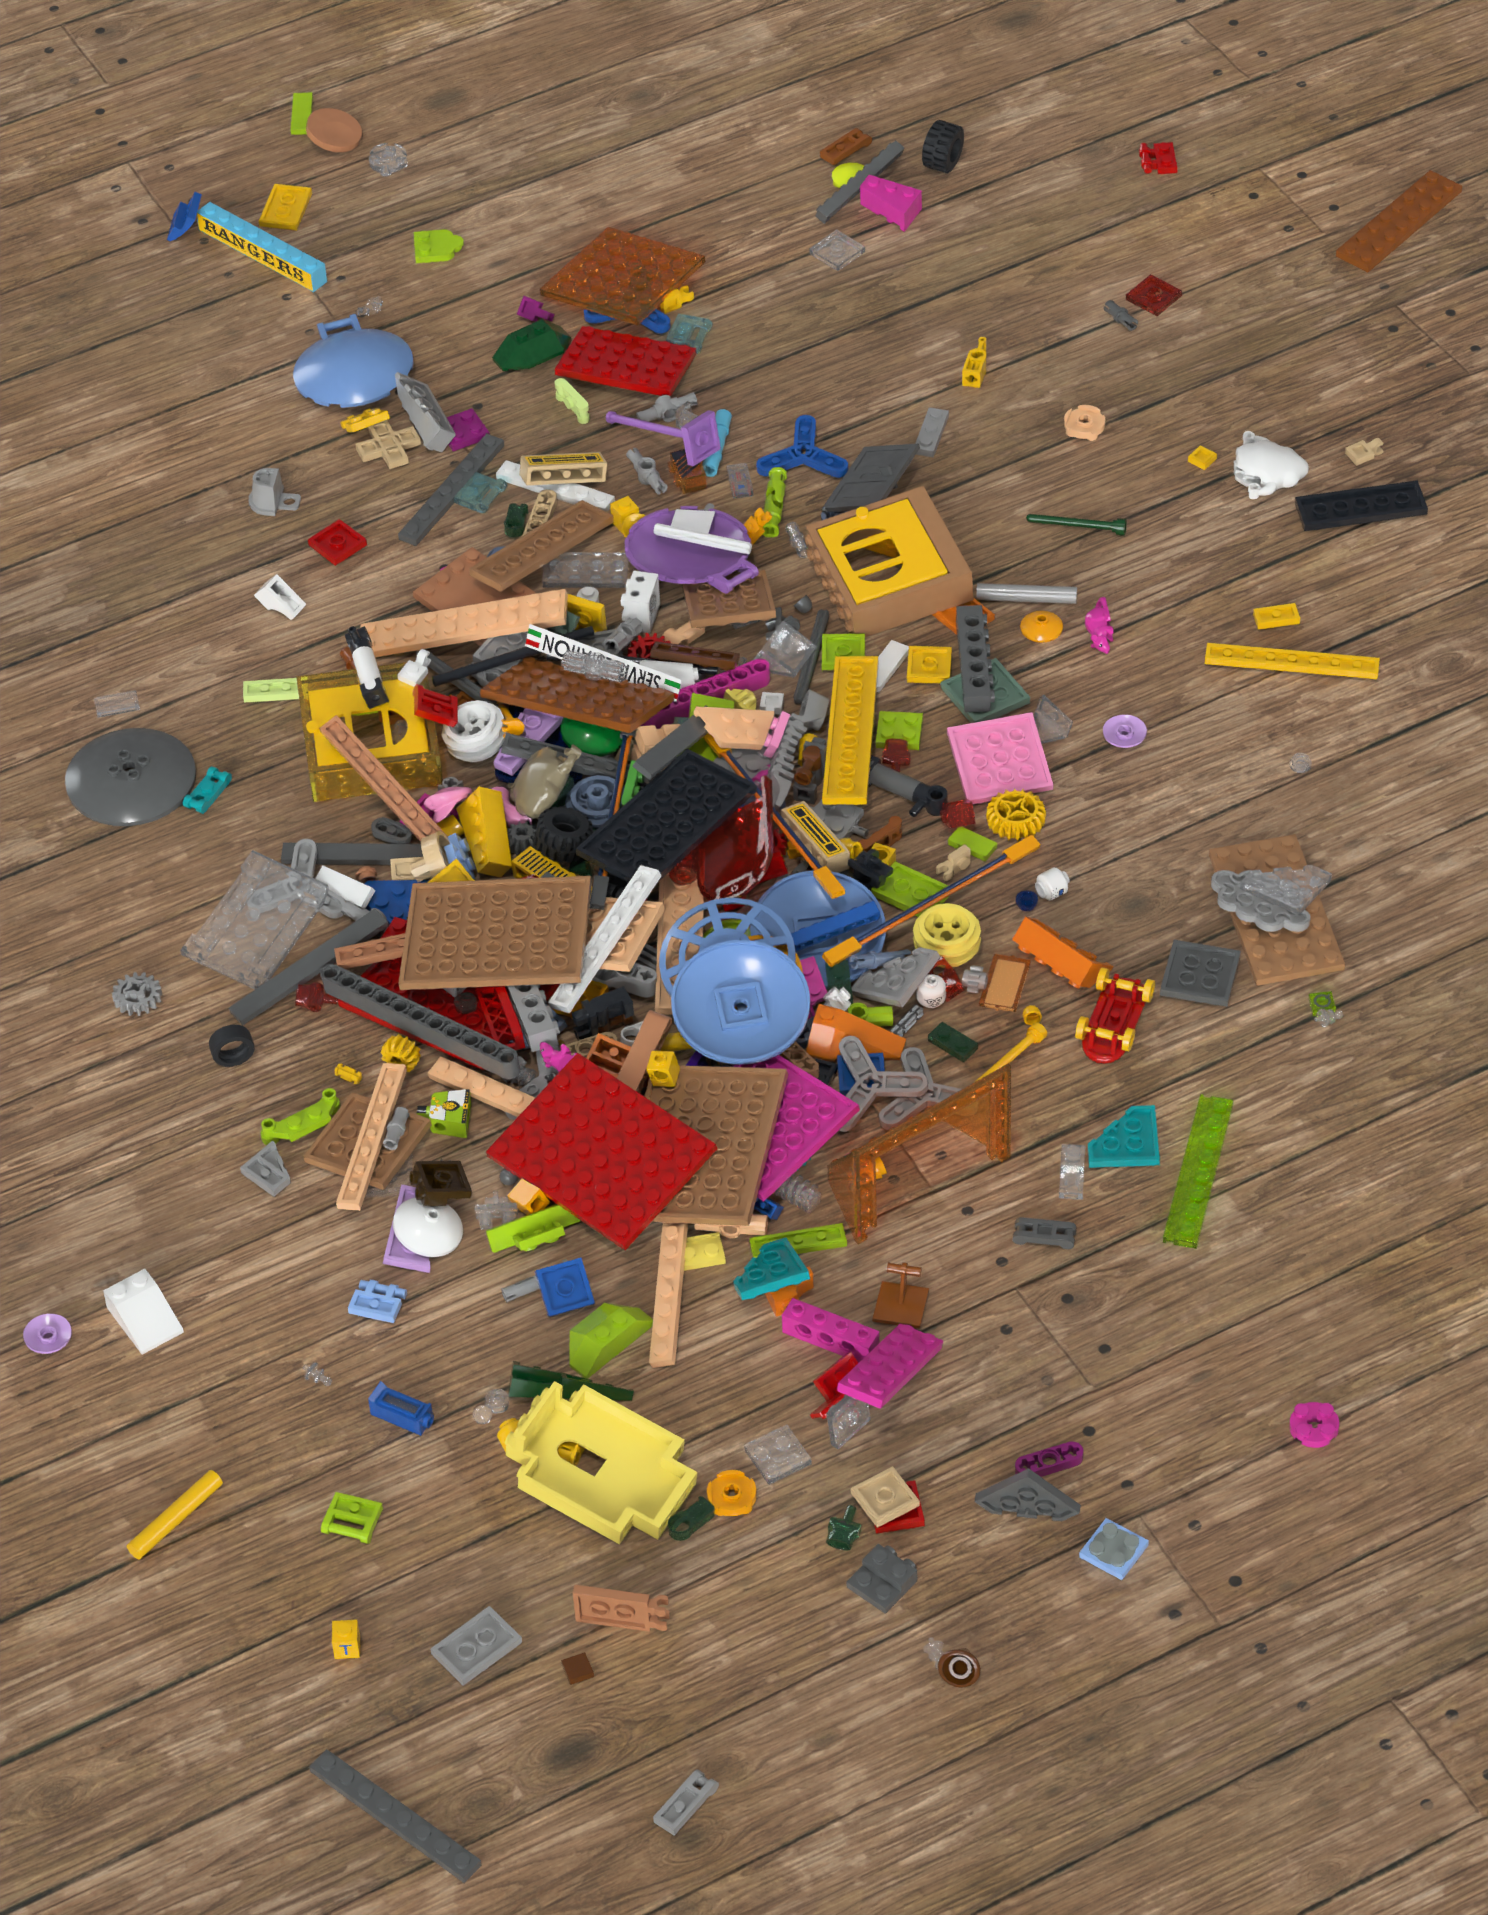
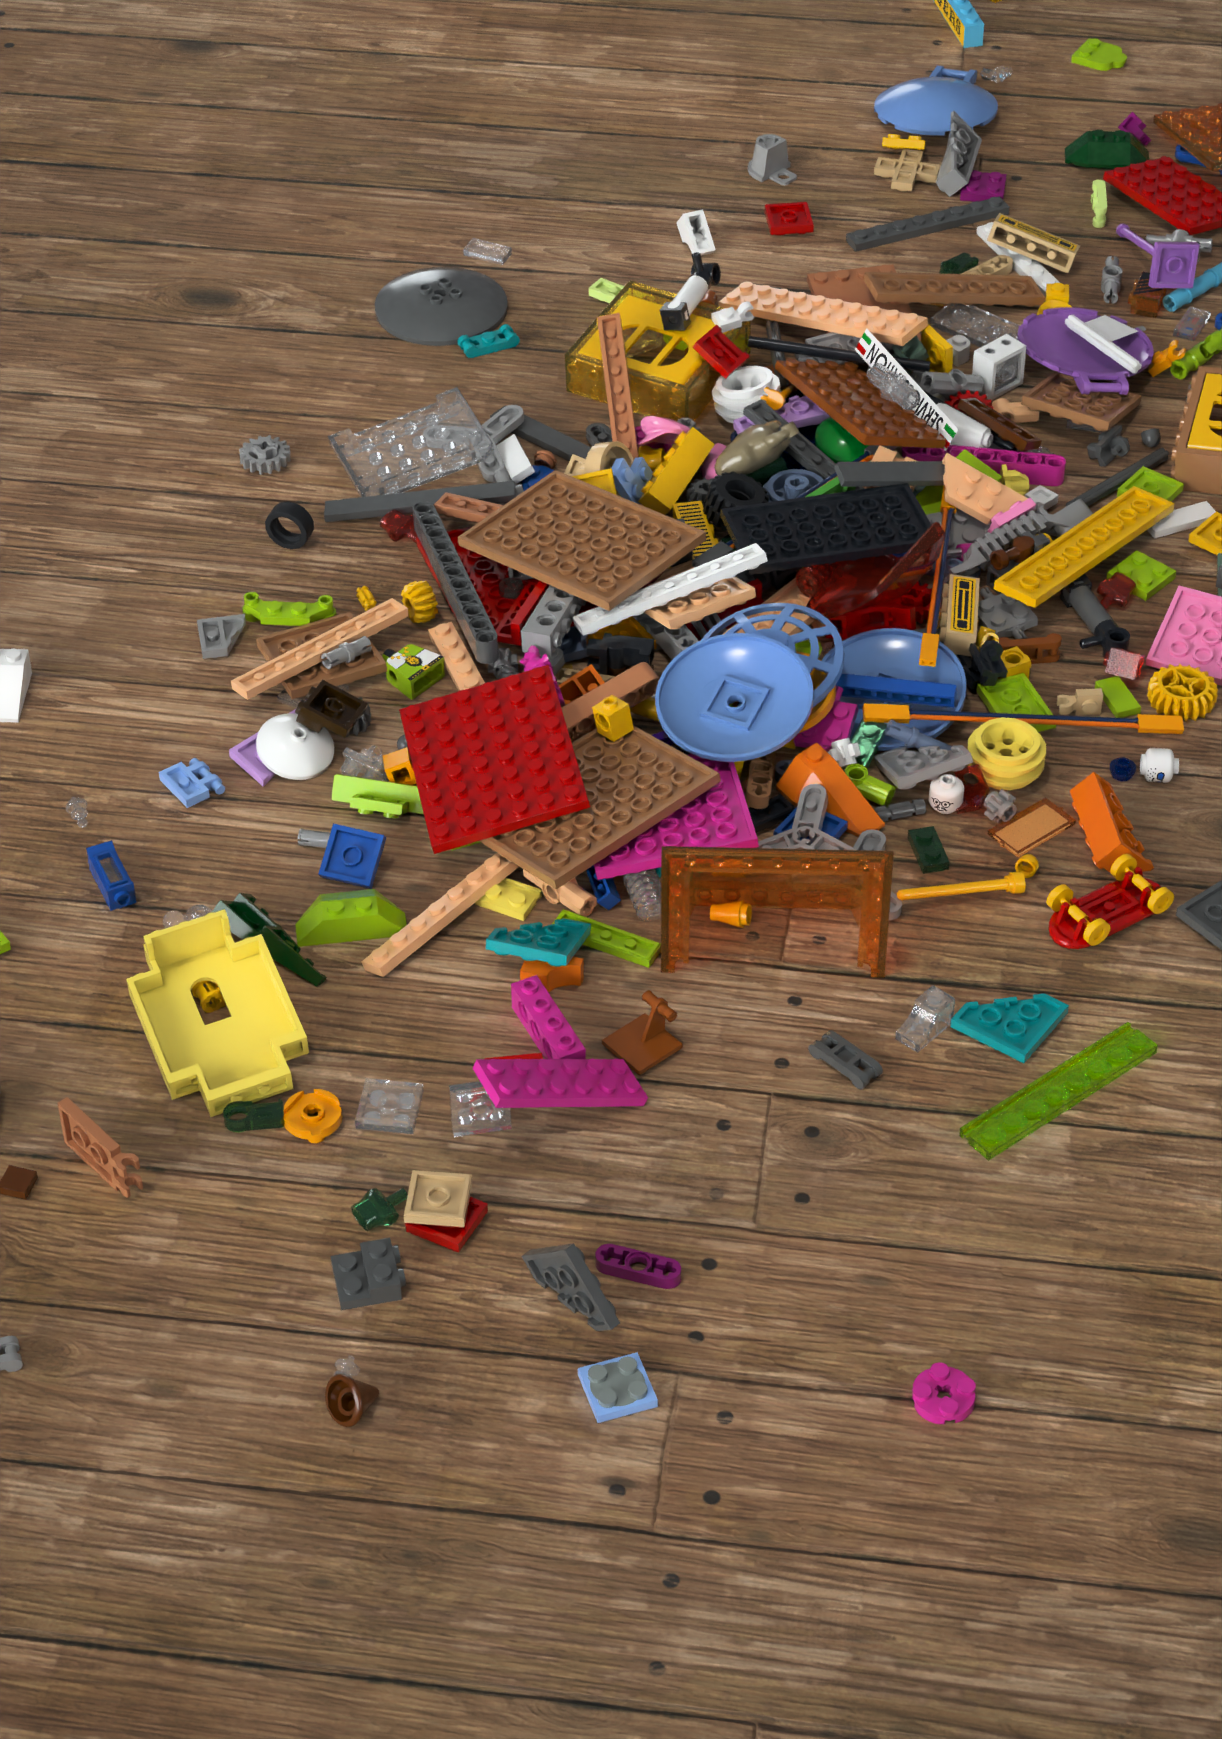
camera: 35 degrees right, 5 degrees down
(475, 490) = (949, 235): clear light blue plate -> none
(786, 651) = (1092, 460): clear slope -> none

